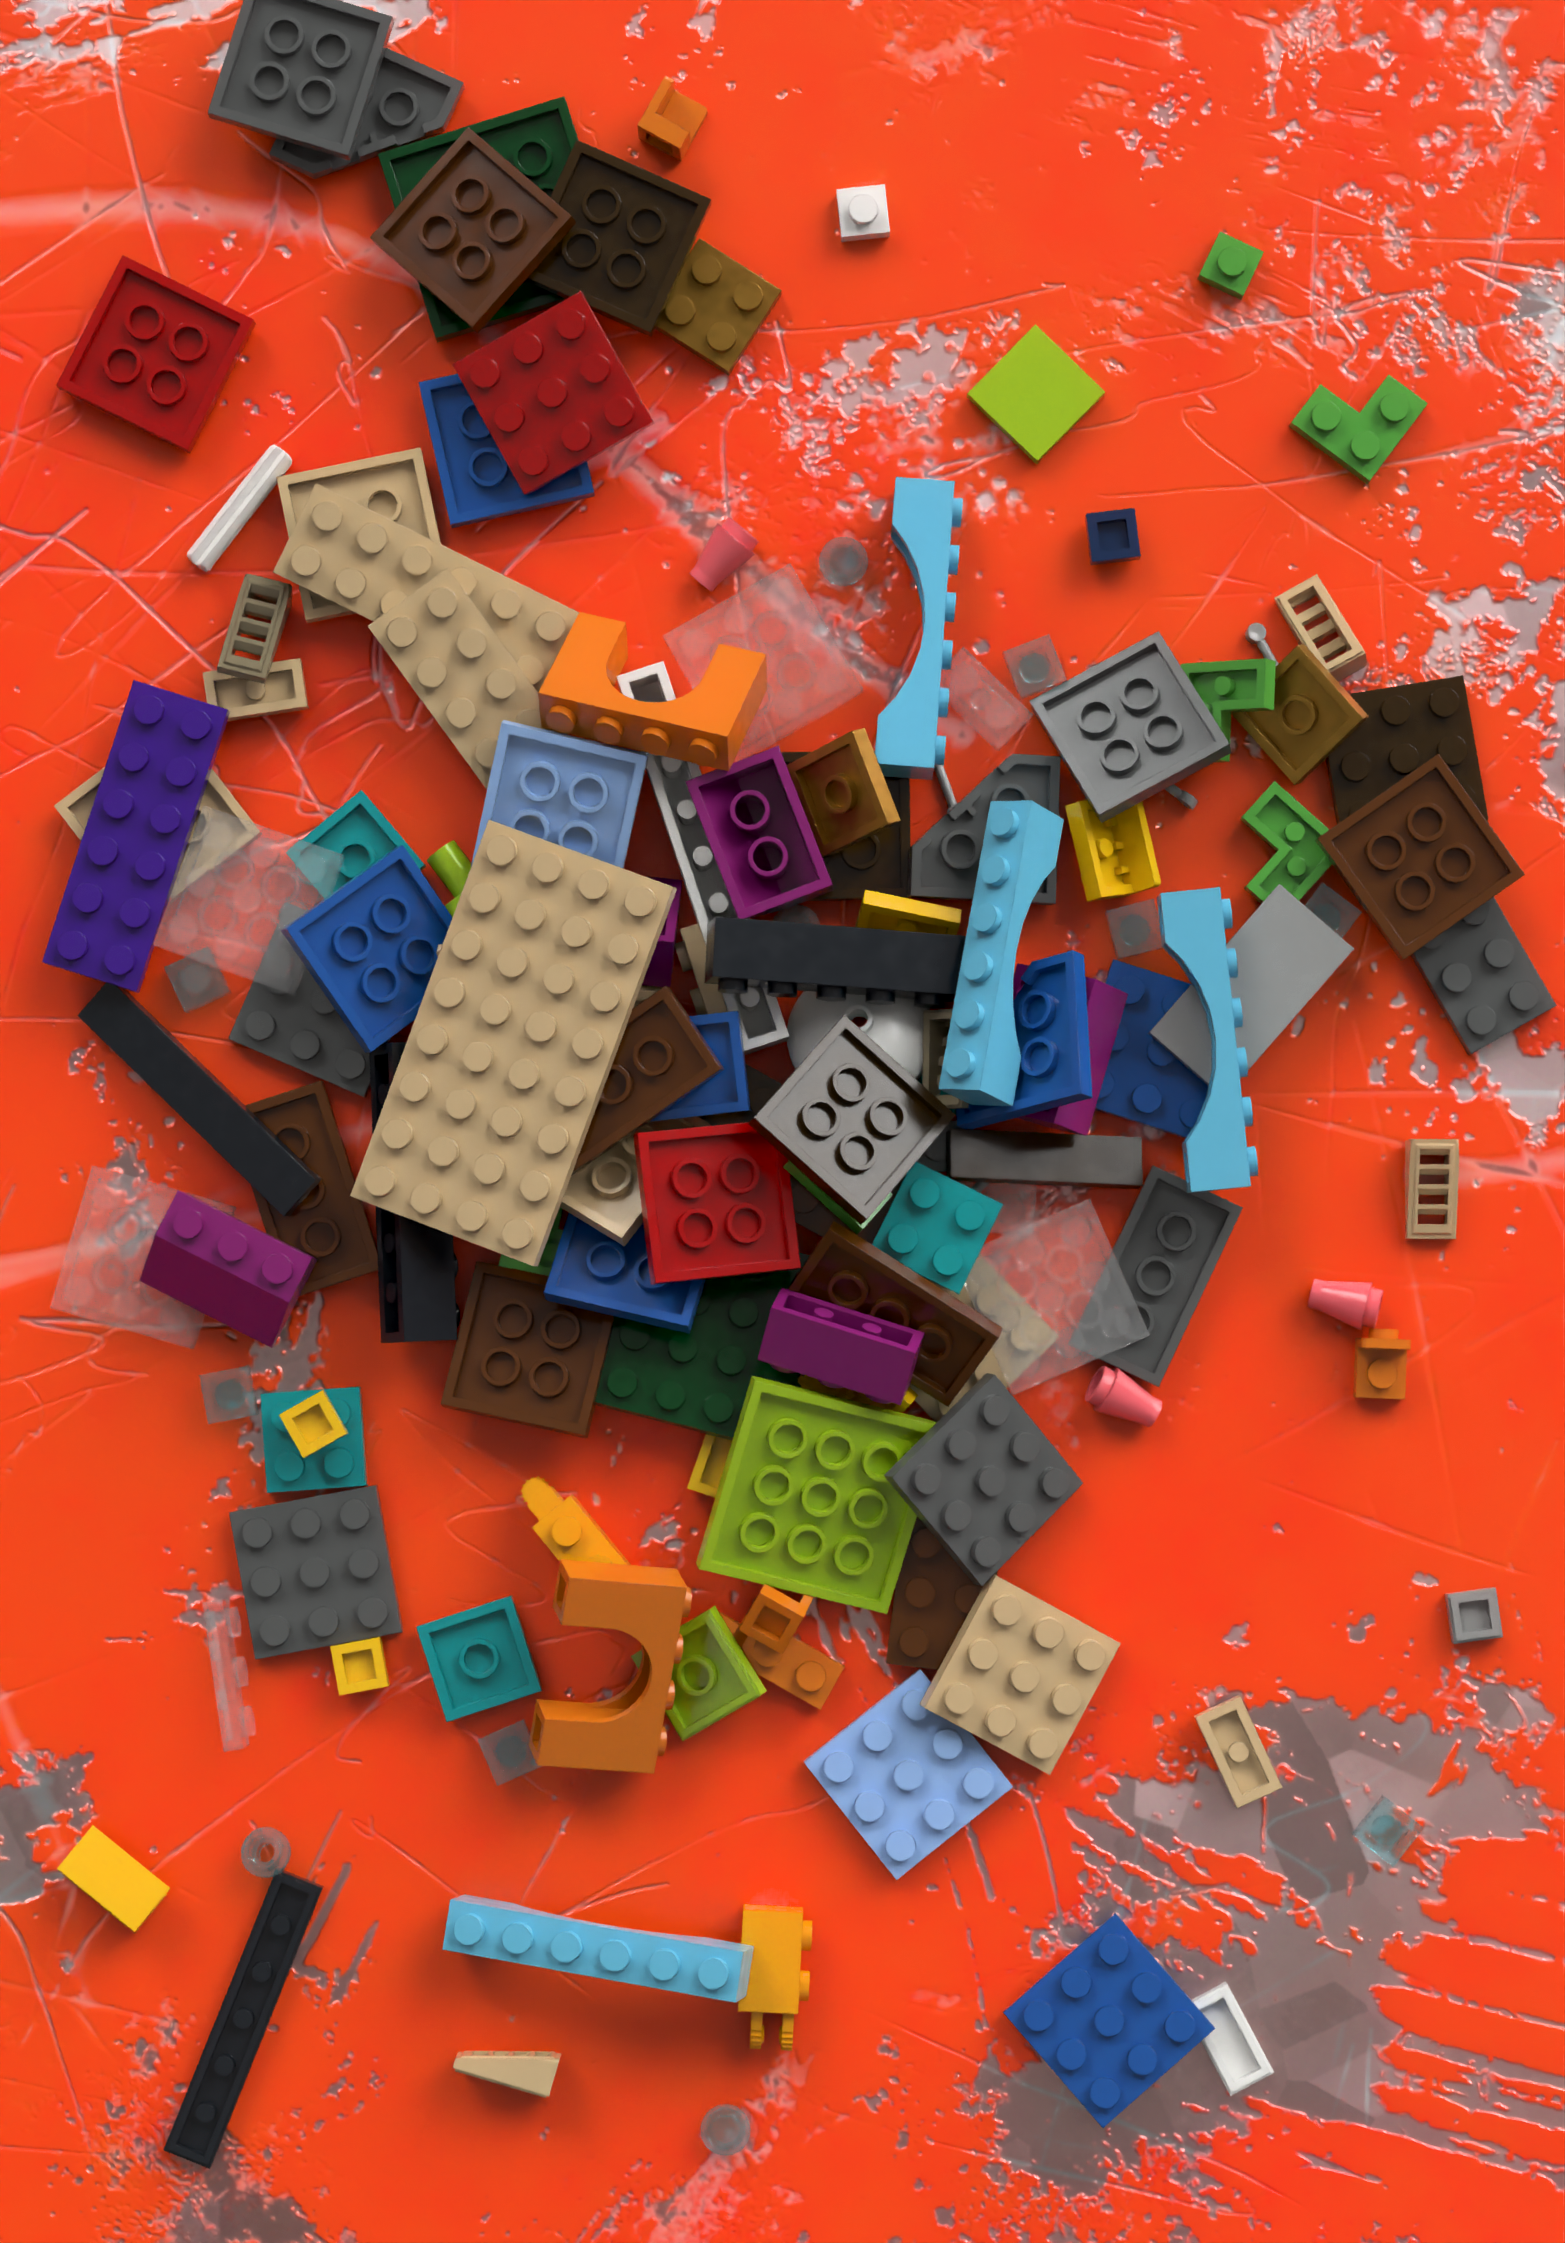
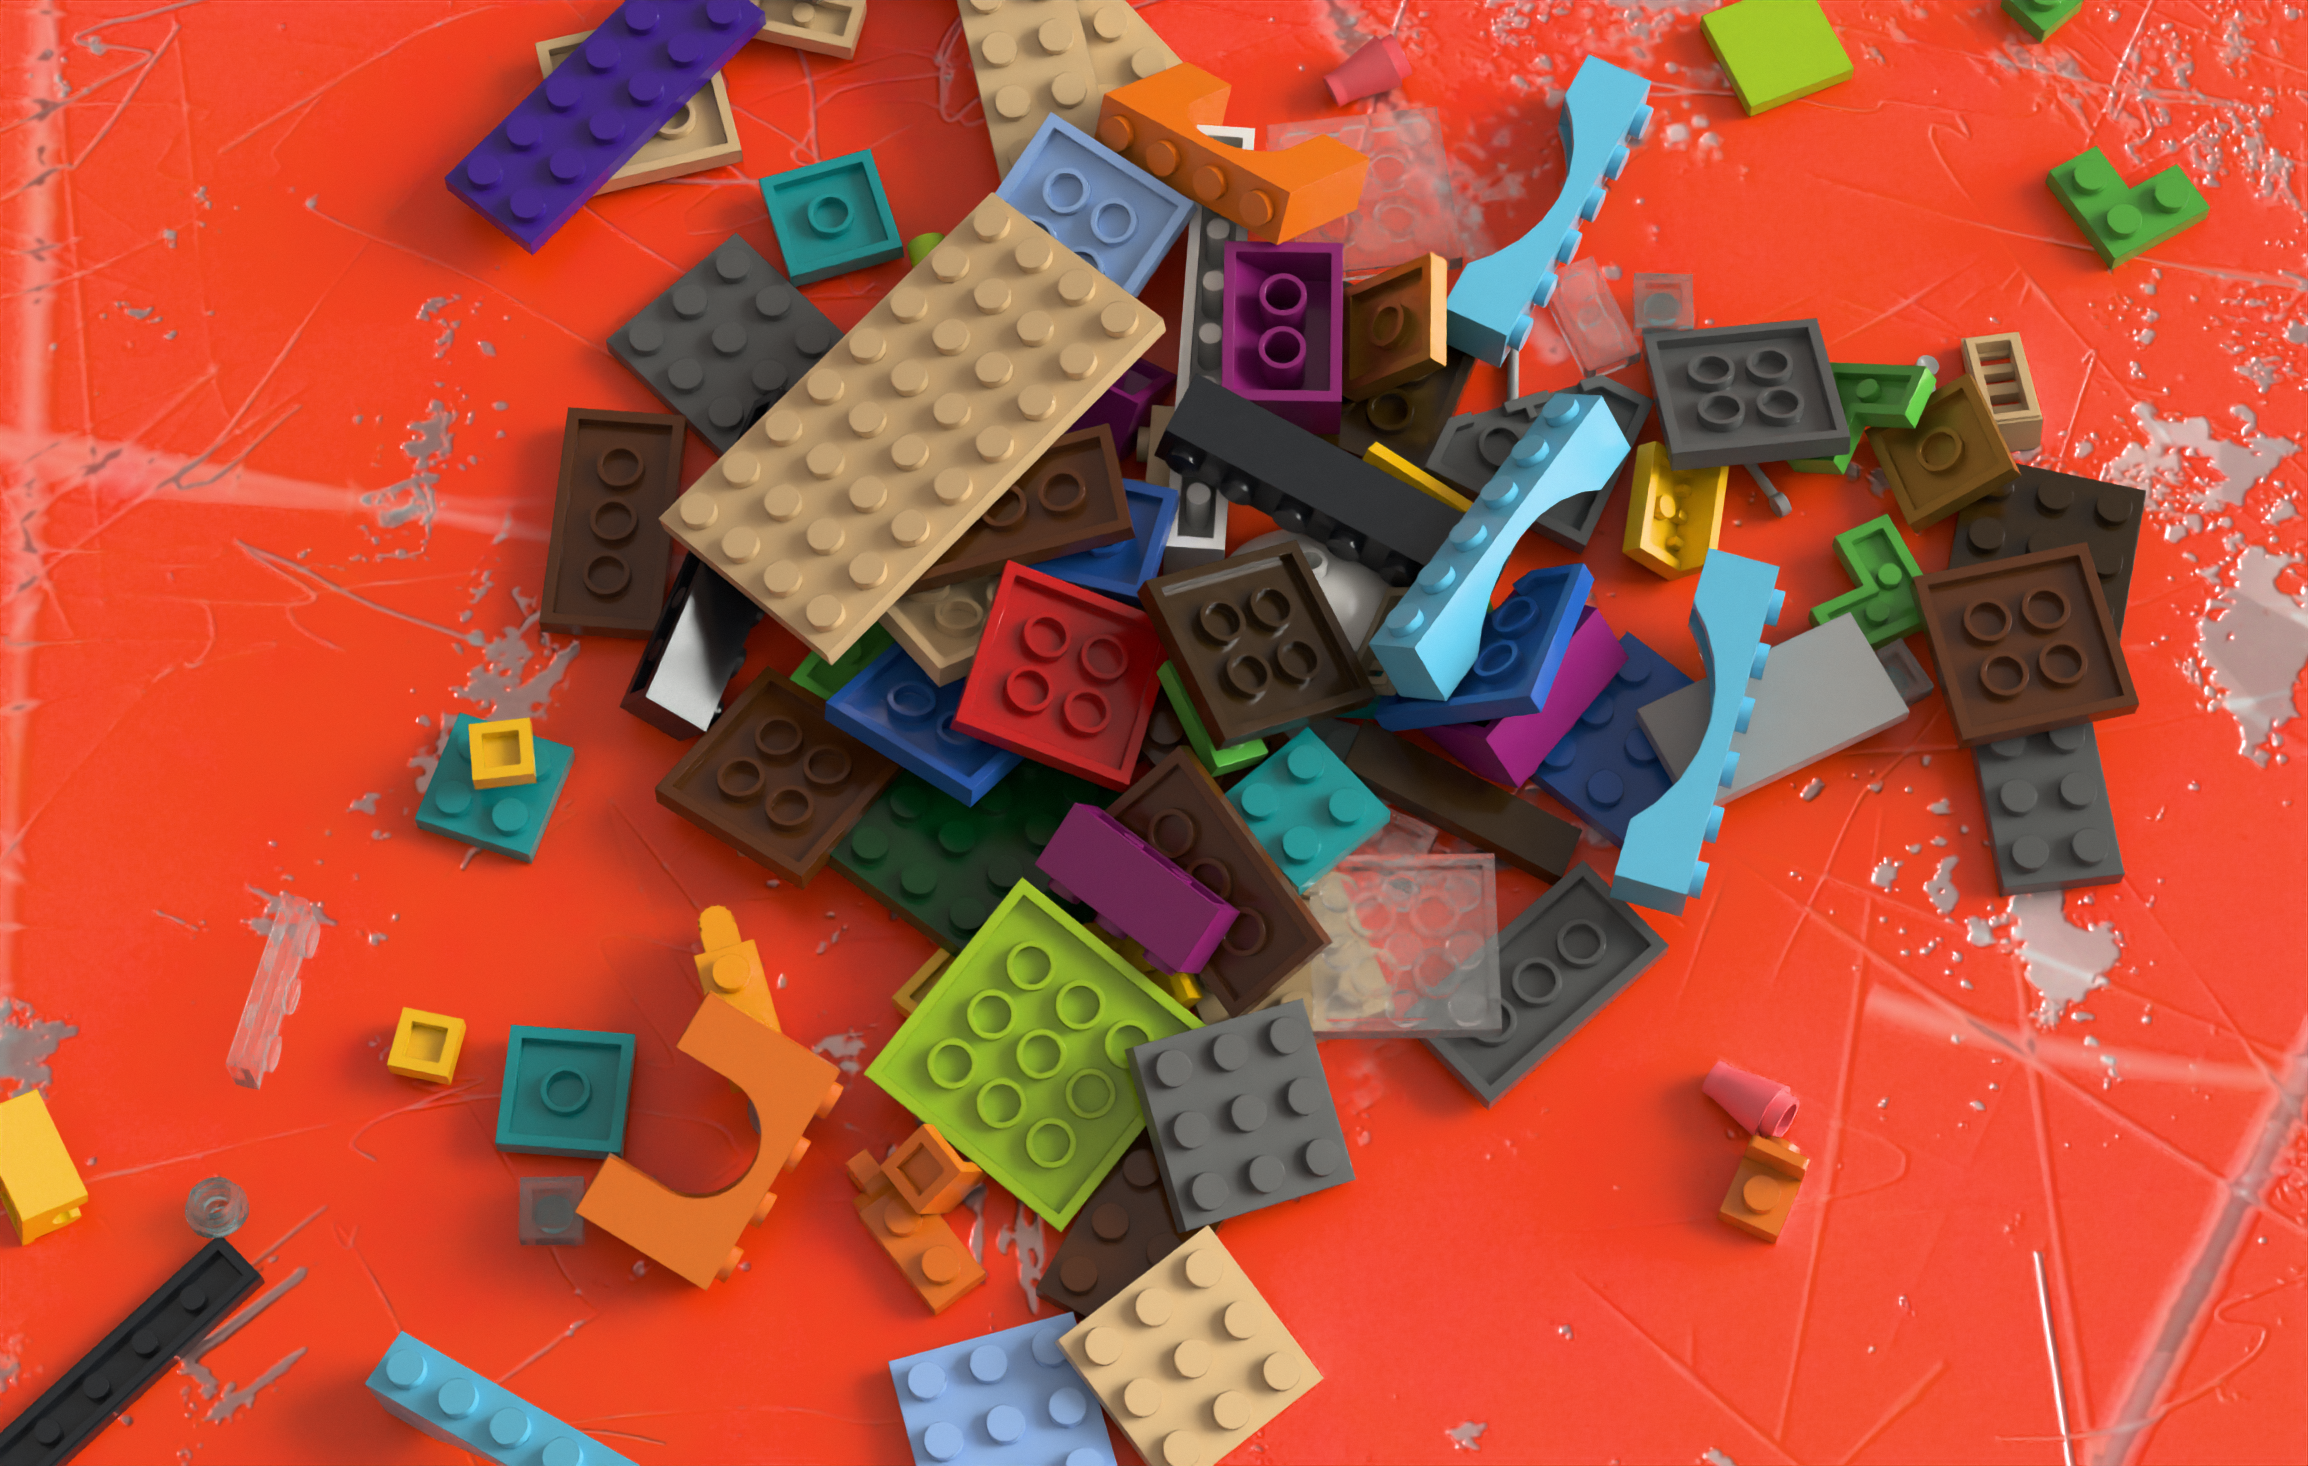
camera: 25 degrees right, 20 degrees down
(109, 1255) = (402, 527): clear plate -> none
(196, 983) = (602, 274): clear light blue plate -> none
(199, 1098) = (545, 382): black tile -> none
(226, 1268) = (488, 553): magenta slope -> none
(229, 1394) = (424, 699): clear light blue plate -> none
(239, 894) = (695, 206): clear plate -> none
(316, 1572) = (427, 927): dark grey plate -> none
(374, 946) = (802, 285): blue plate -> none
(711, 1676) = (820, 1213): lime tile -> none
(843, 561) = (1496, 128): clear light blue plate -> none
(1112, 536) = (1803, 209): dark blue plate -> none
(1120, 1396) = (1442, 1102): coral cone -> none
(1134, 929) = (1664, 609): clear light blue plate -> none
(1449, 1189) = (1920, 969): tan slope -> none

